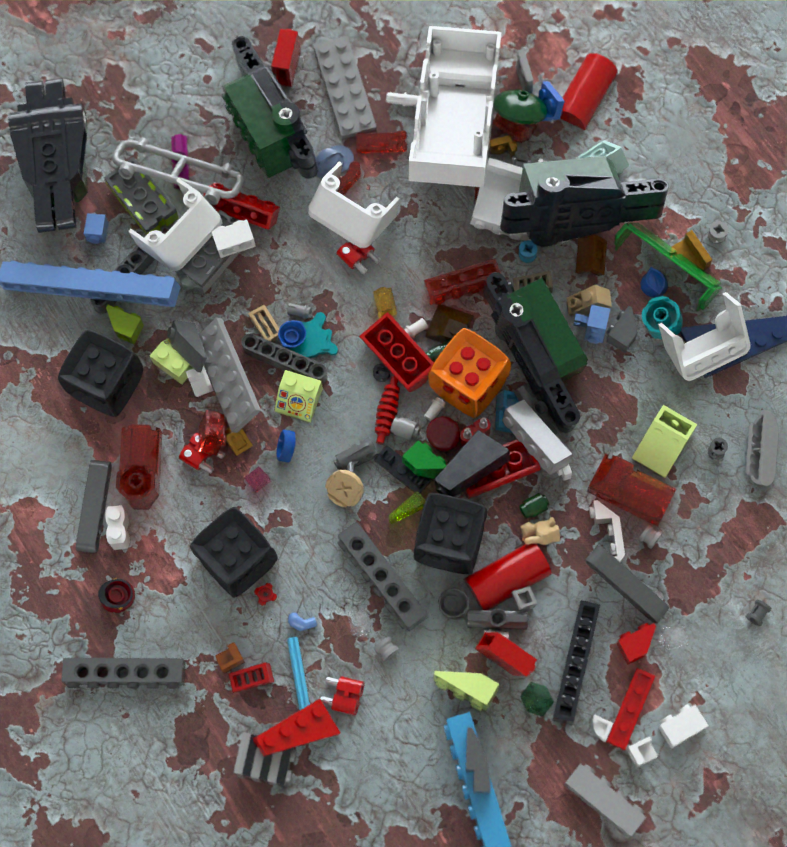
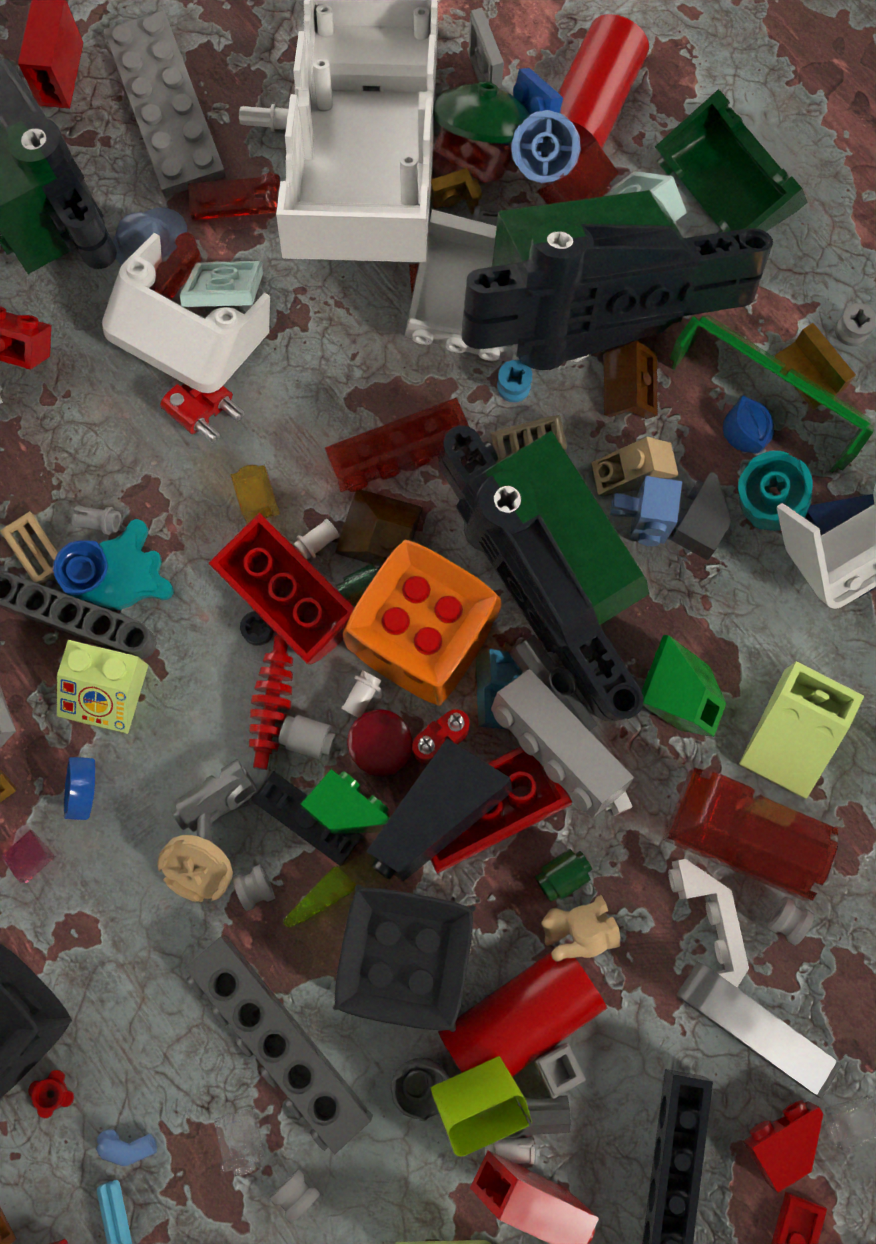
camera: 10 degrees left, 5 degrees up
(373, 501) = (253, 887): none -> light grey wheel
(374, 190) = (222, 284): none -> light aqua tile
(487, 611) = (480, 1106): none -> lime piece
(553, 127) = (546, 146): none -> light blue cylinder
(571, 144) = (586, 180): none -> clear red brick
(603, 416) = (683, 690): none -> green slope
(655, 144) = (729, 169): none -> dark green windscreen

